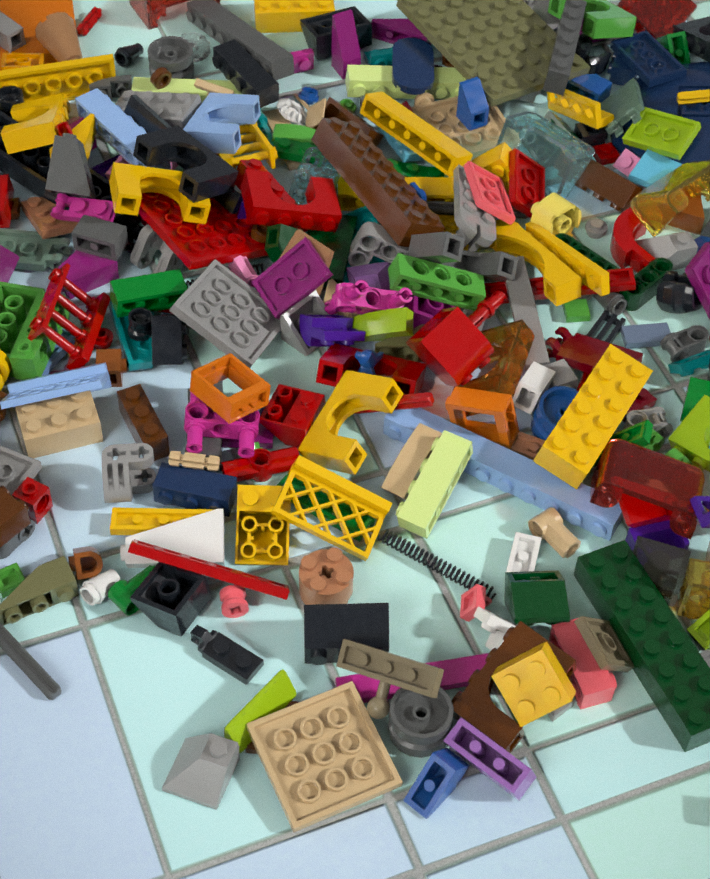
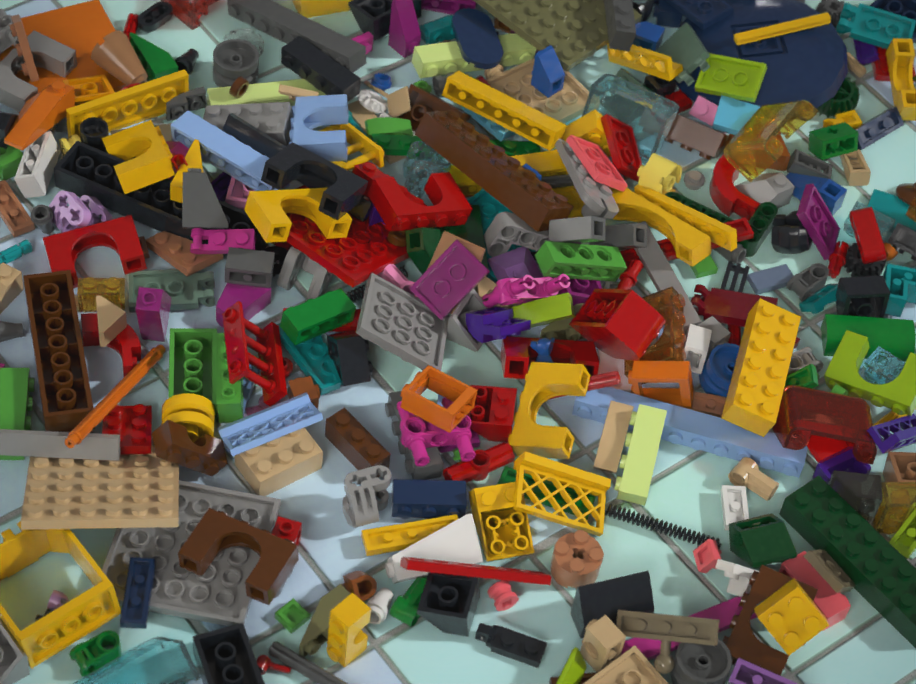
camera: 20 degrees left, 0 degrees up
(43, 604) = (344, 633): none -> yellow arch
(95, 43) = (154, 59): none -> green slope
(117, 12) = (155, 16): none -> black plate
(140, 324) = (319, 348): black wheel -> none
(194, 460) = (423, 473): tan axle -> none
(316, 669) = (601, 643): none -> tan brick

